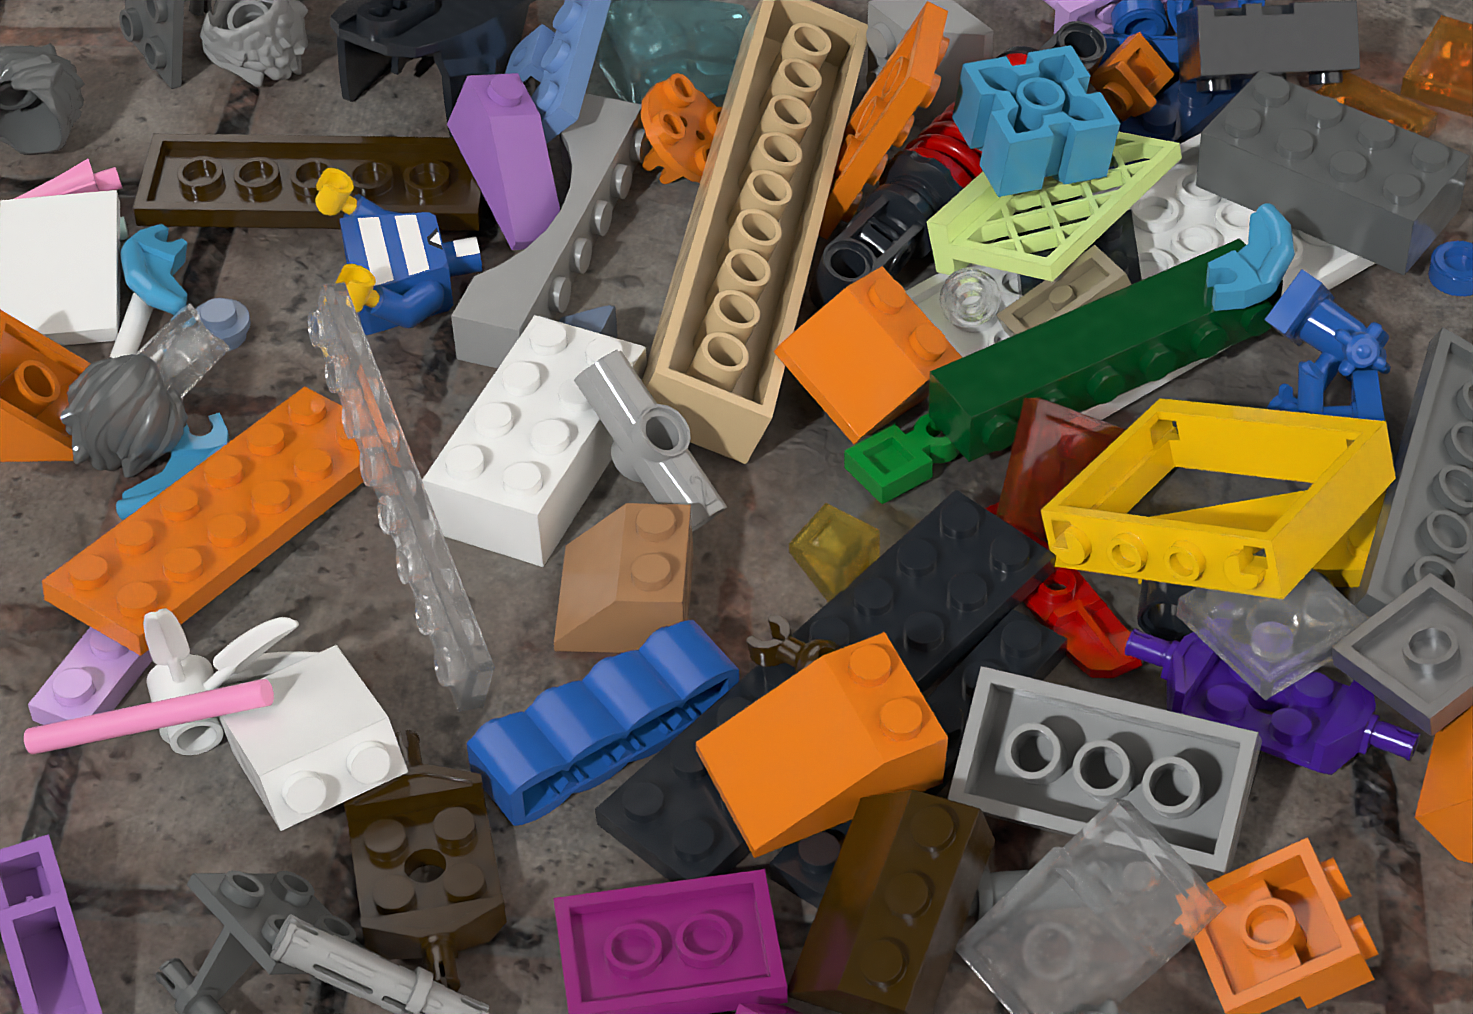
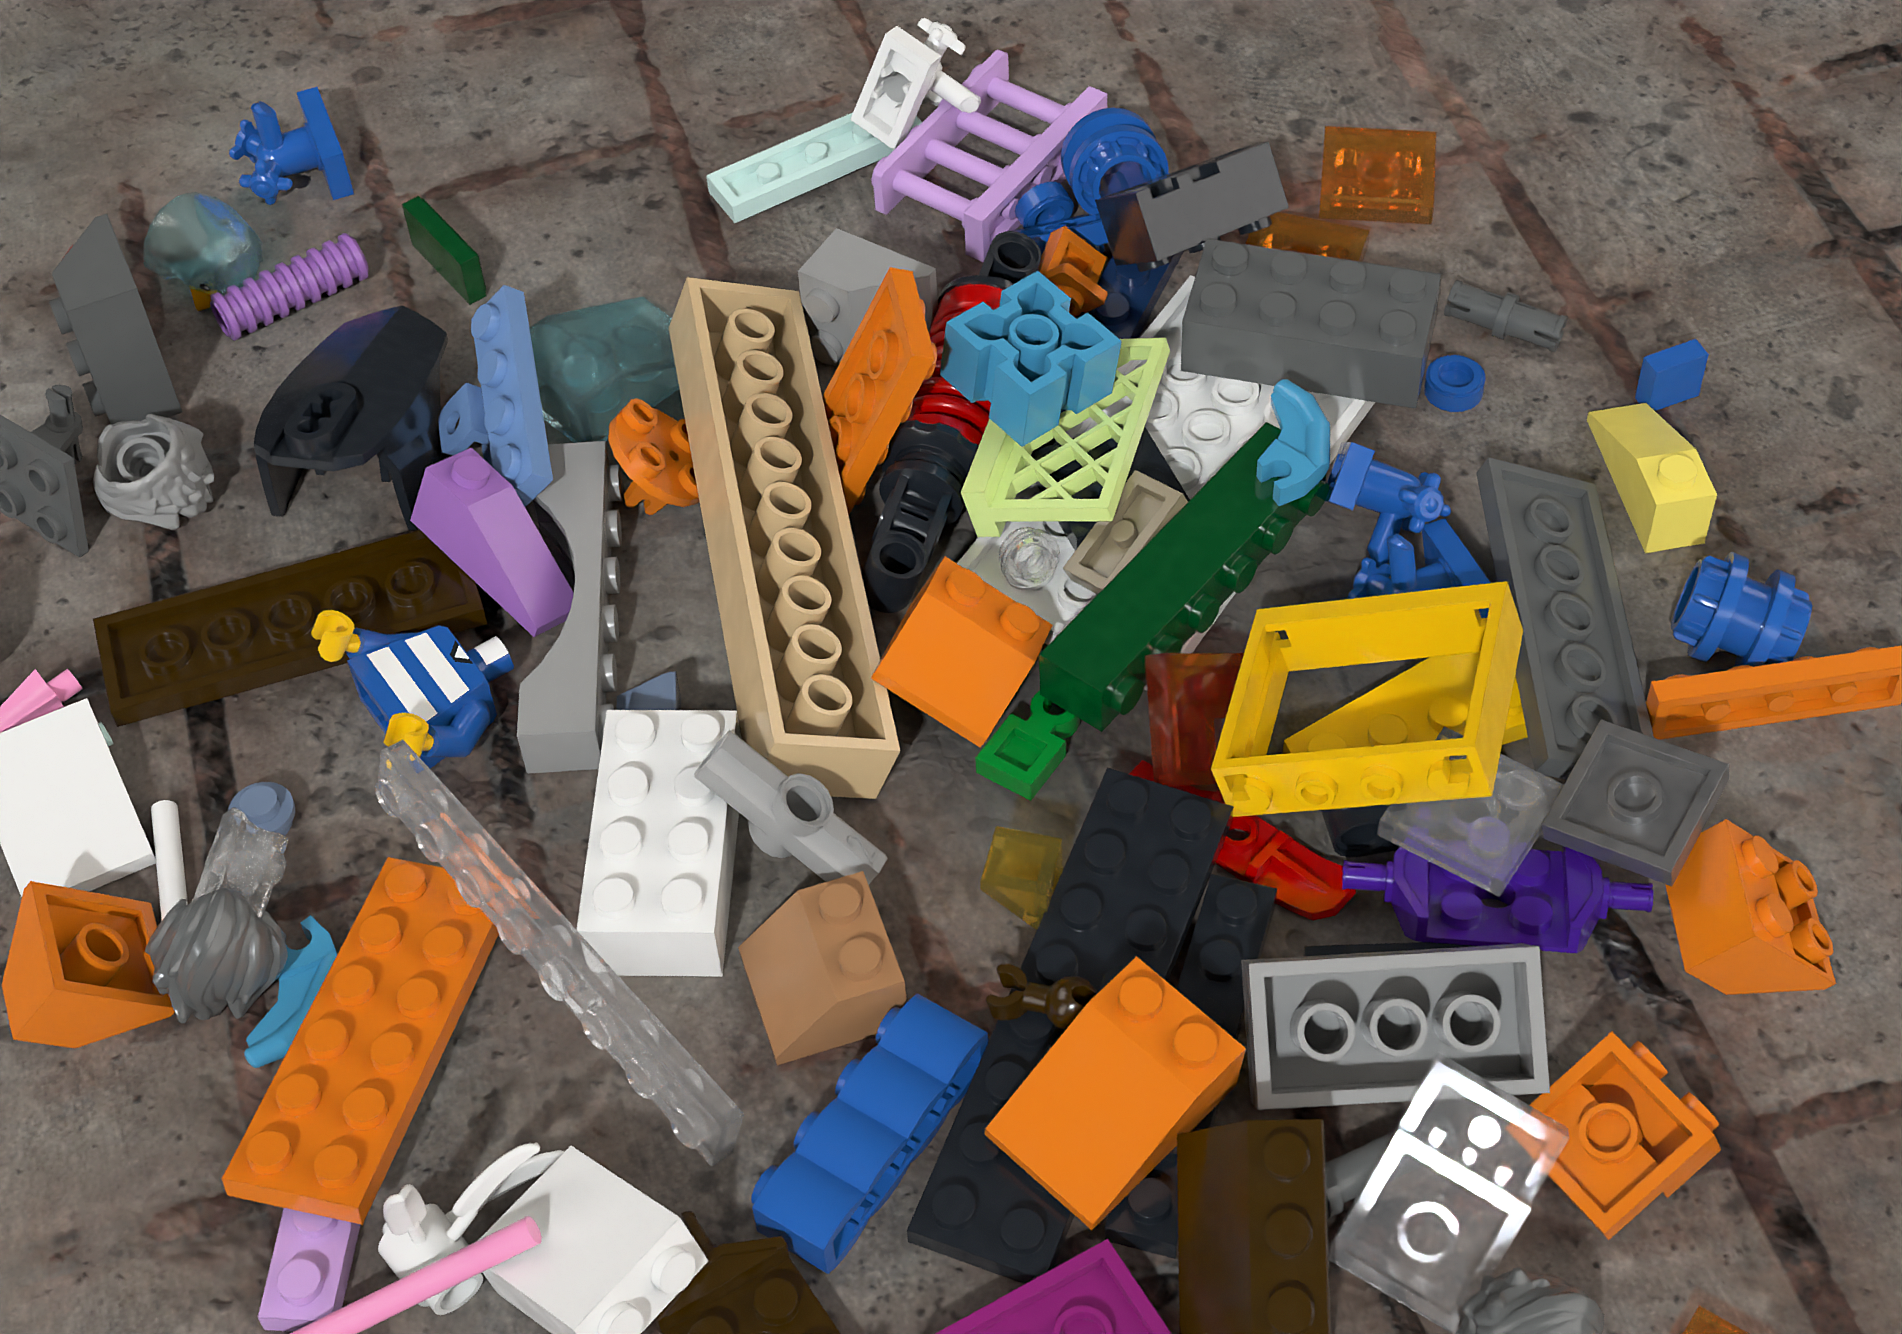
camera: 20 degrees left, 5 degrees up
(150, 267) = (158, 775): dark azure piece -> none

